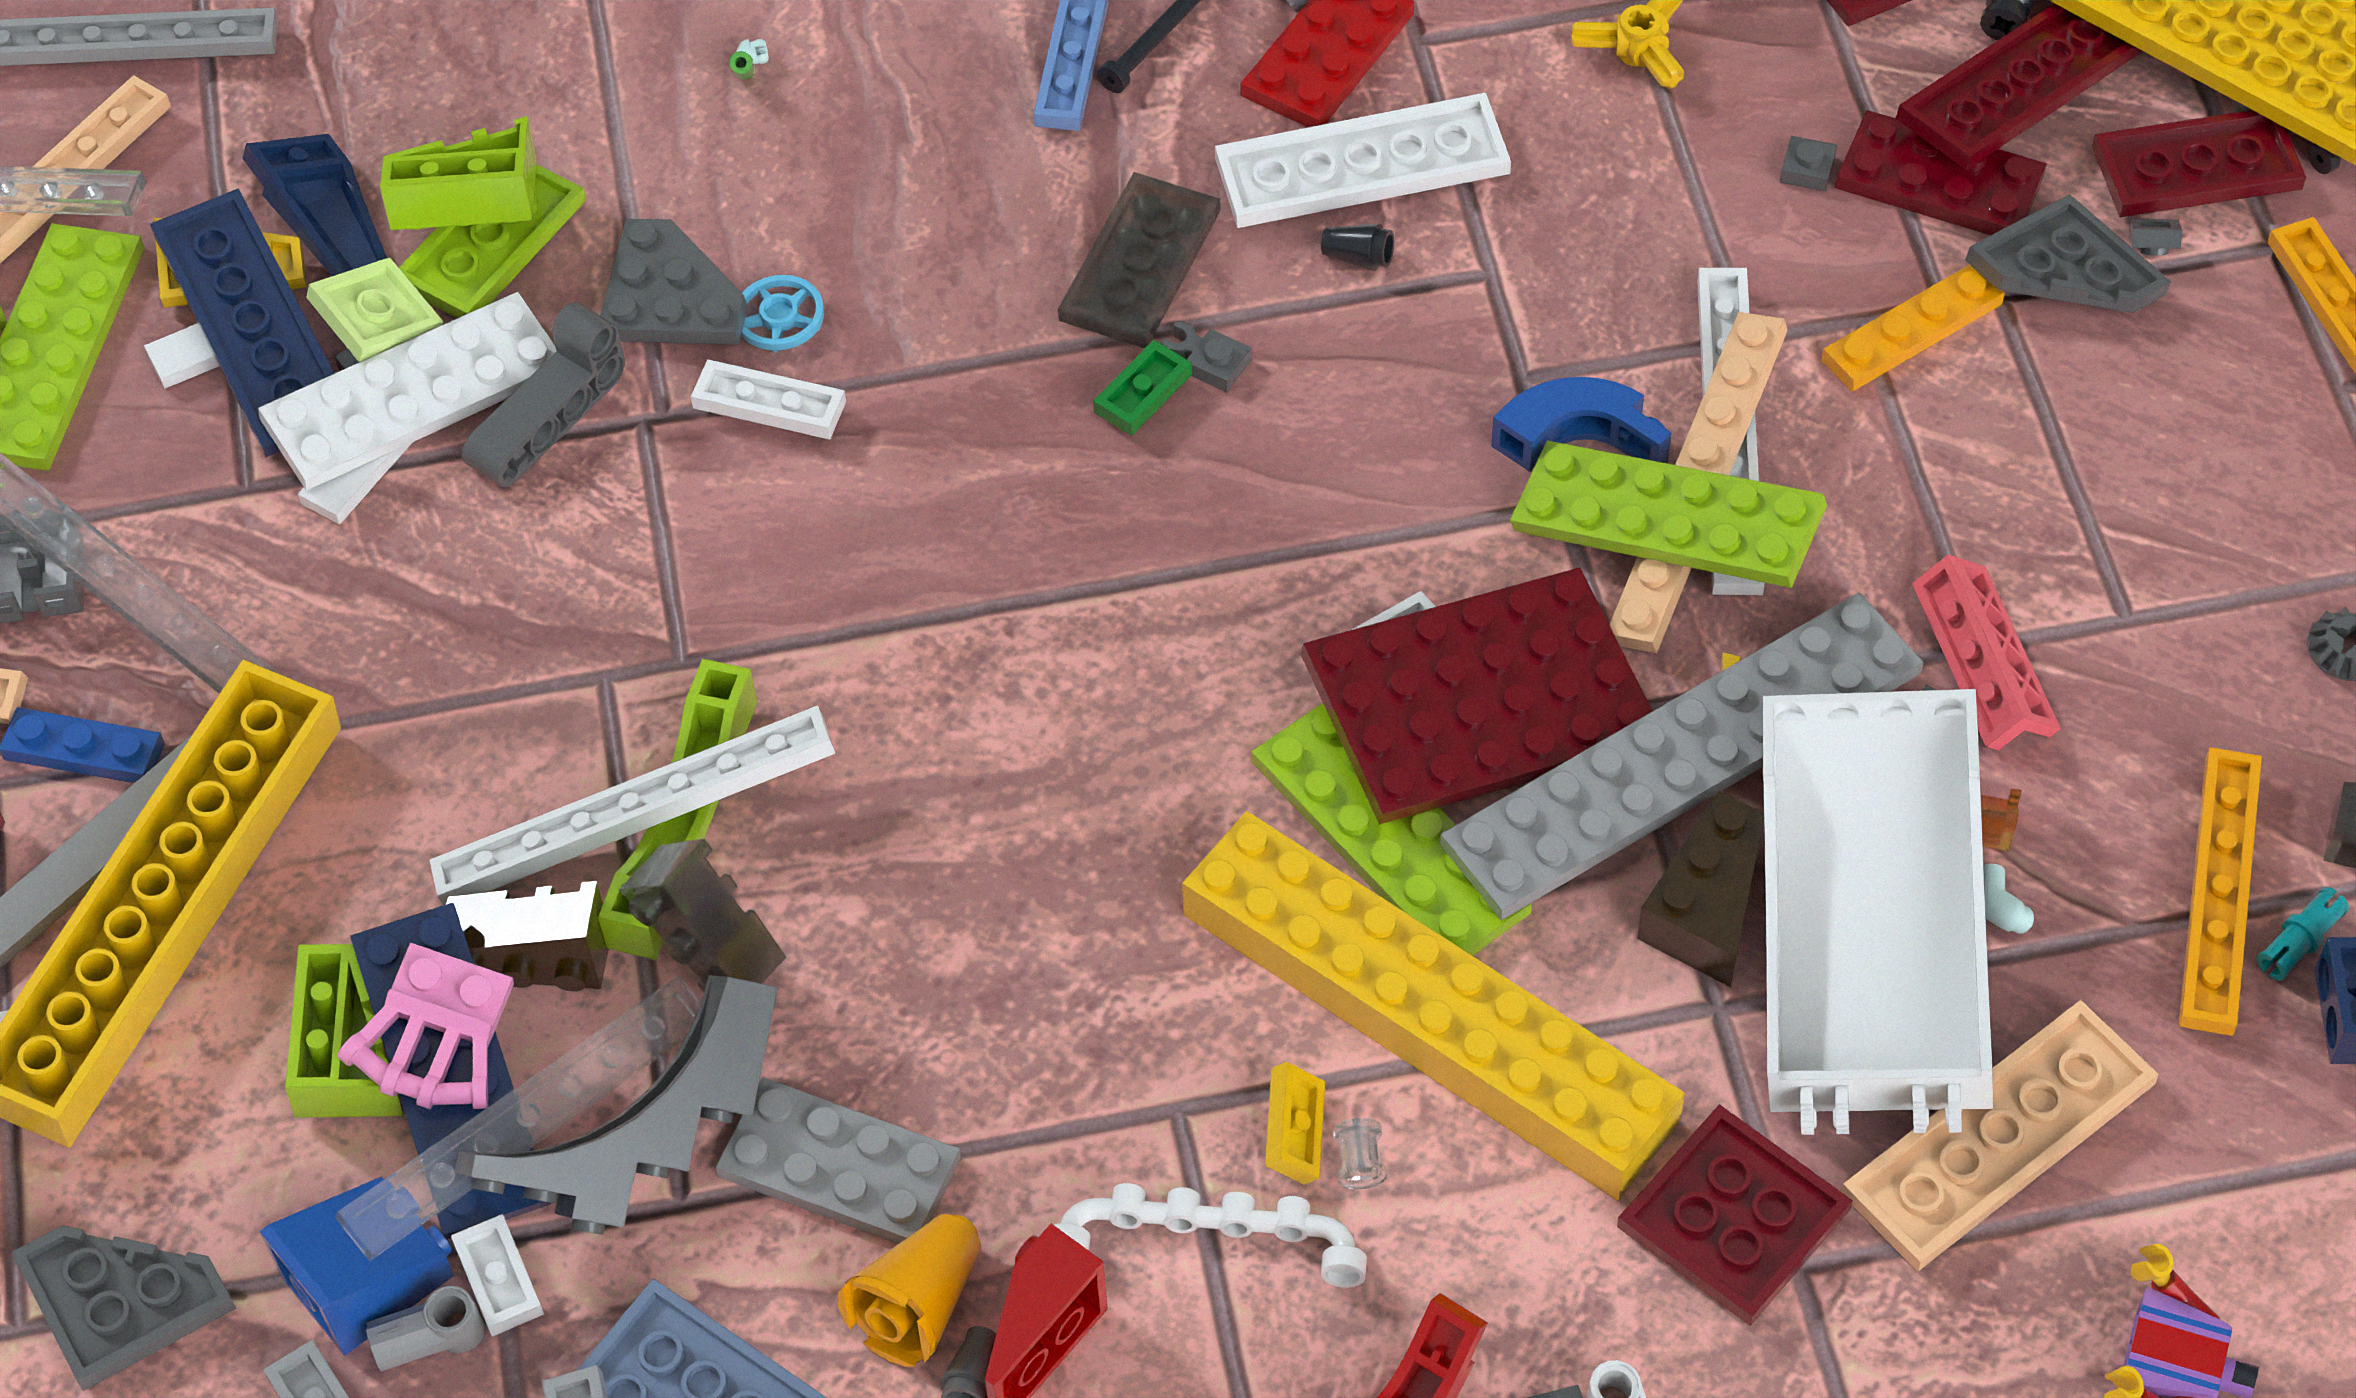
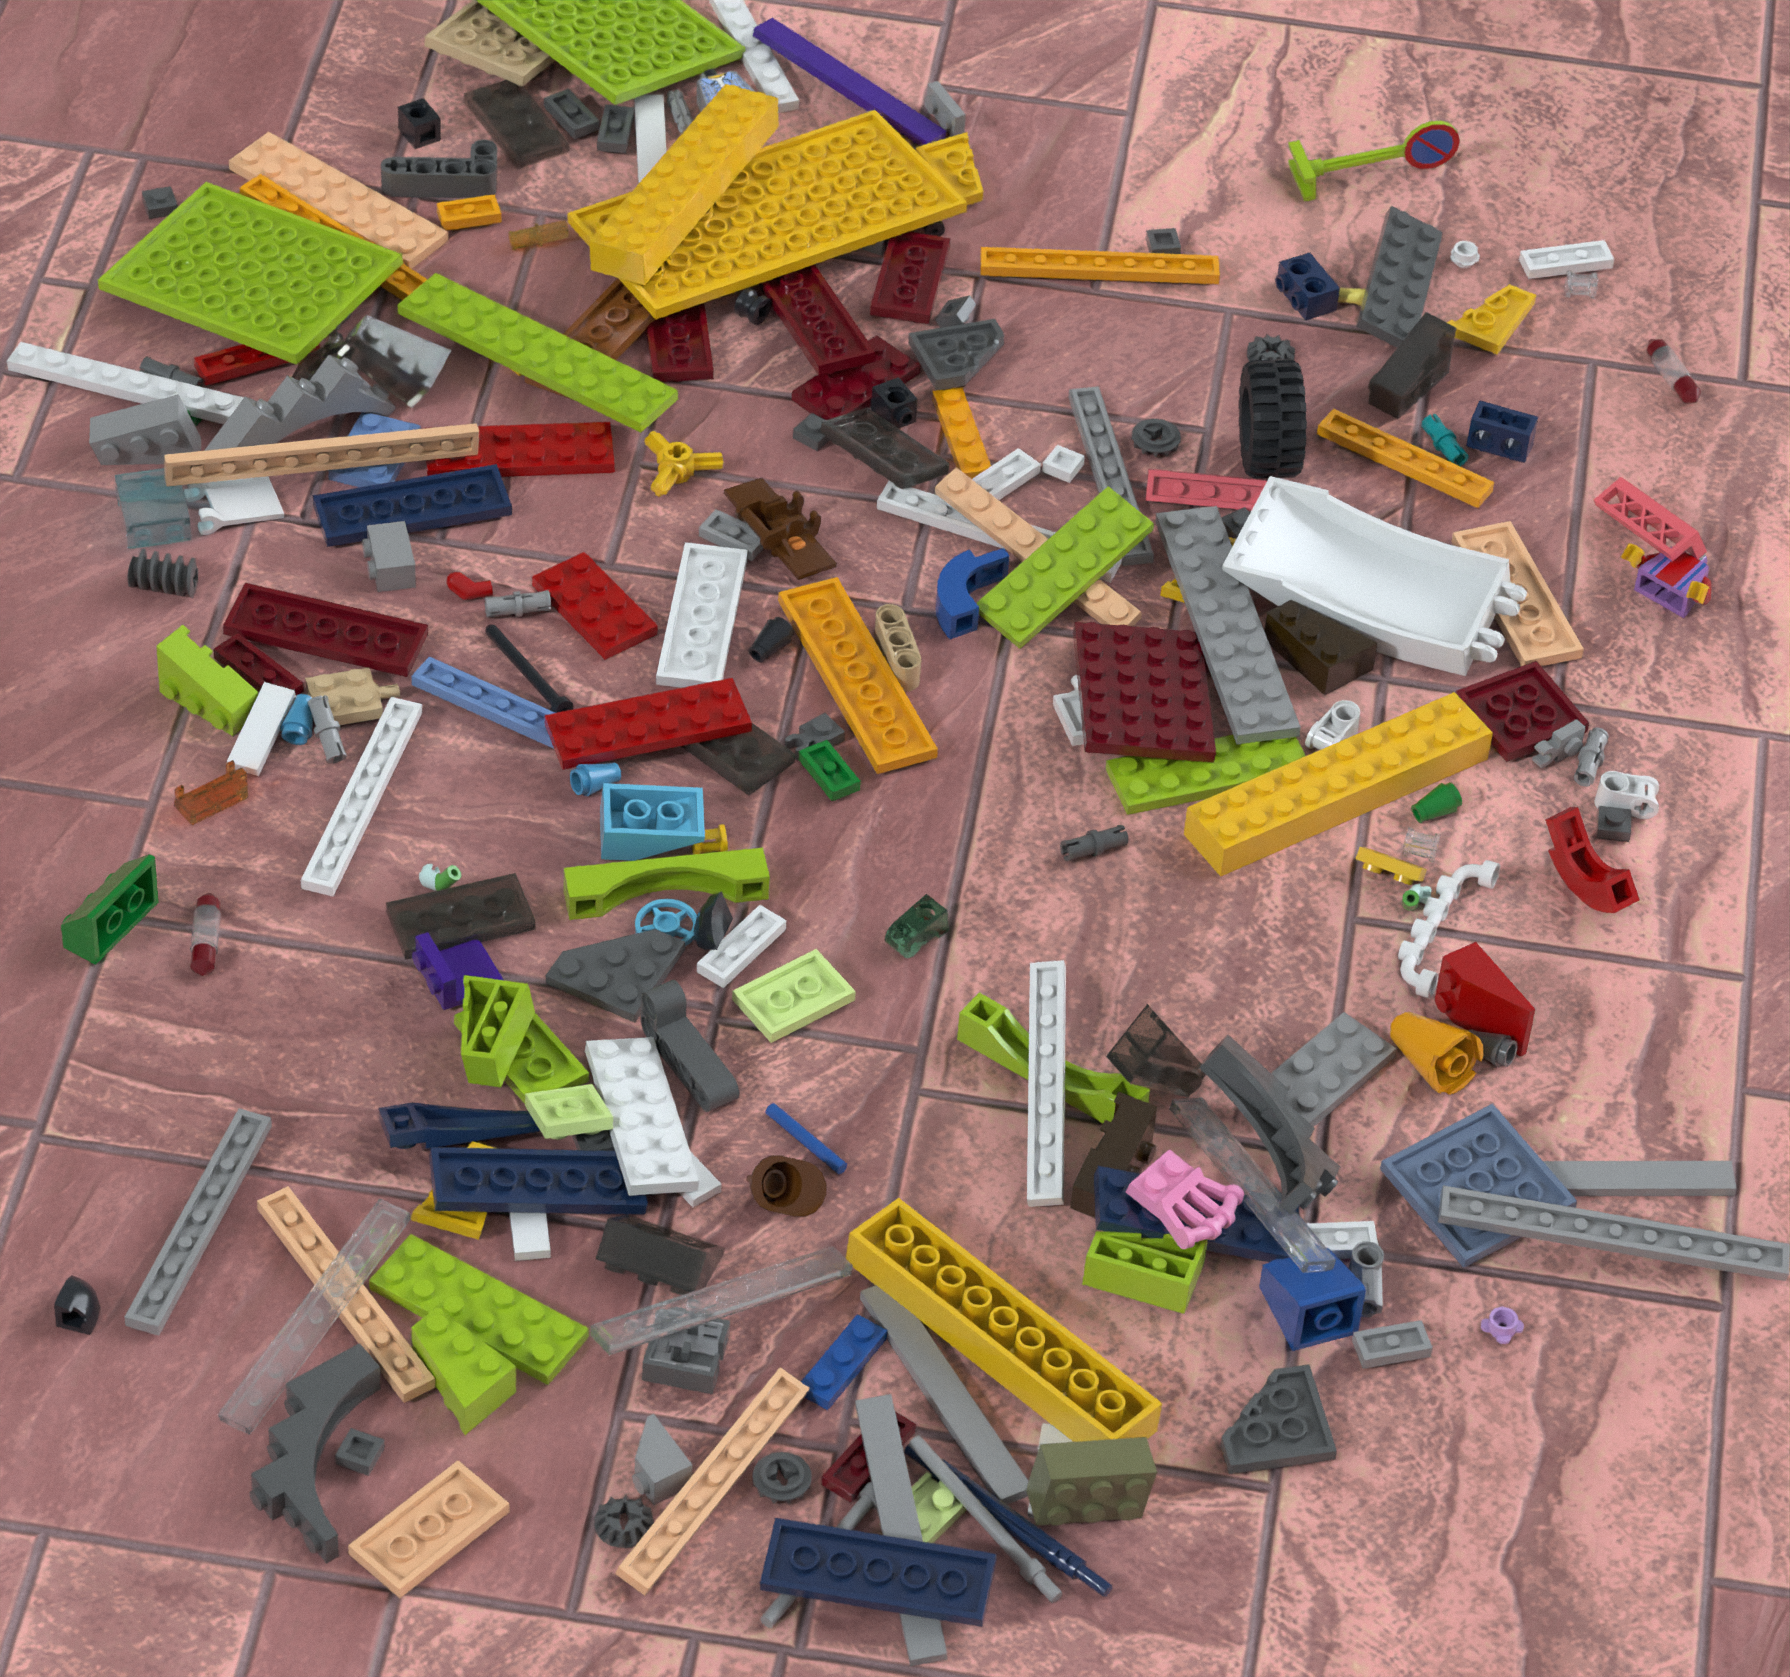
camera: 75 degrees left, 10 degrees down
(191, 487) = (658, 1254): none -> clear smoke slope
(343, 577) = (788, 1186): none -> reddish brown piece
(460, 582) = (806, 1138): none -> blue bar
(587, 127) = (446, 968): none -> dark purple bracket
(692, 103) = (462, 914): none -> clear smoke plate
(703, 483) = (793, 995): none -> yellowish green plate
(778, 349) = (712, 922): none -> black brick
(798, 220) = (599, 888): none -> lime arch
(888, 577) = (917, 927): none -> clear green leg
(928, 216) = (649, 820): none -> medium azure slope
(943, 302) = (719, 844): none -> yellow bush
(998, 147) = (590, 777): none -> dark azure cone
(1113, 165) = (647, 723): none -> red plate
(1156, 732) = (1094, 842): none -> dark grey pin
(1242, 1176) = (1415, 895): none -> arm
(1343, 360) = (857, 675): none -> light orange plate
(1418, 384) = (898, 645): none -> tan beam
(1464, 1151) = (1437, 803): none -> green cone
(1540, 141) = (730, 533): none -> light grey plate
(1541, 962) = (1335, 725): none -> white piece
(1572, 202) = (790, 532): none -> reddish brown piece
(1688, 1292) = (1564, 743): none -> light grey plate
(1689, 1345) = (1591, 756): none -> light grey pin
(1803, 241) = (884, 448): none -> clear smoke plate
(1836, 395) = (1008, 474): none -> white plate
(1911, 226) = (894, 402): none -> black brick
(1920, 458) = (1063, 463): none -> white plate
(1945, 524) = (1106, 457): none -> light grey tile
(2076, 548) = (1154, 428): none -> dark grey gear
(2124, 659) = (1272, 418): none -> black tyre
(2289, 1275) = (1655, 515): none -> coral fence

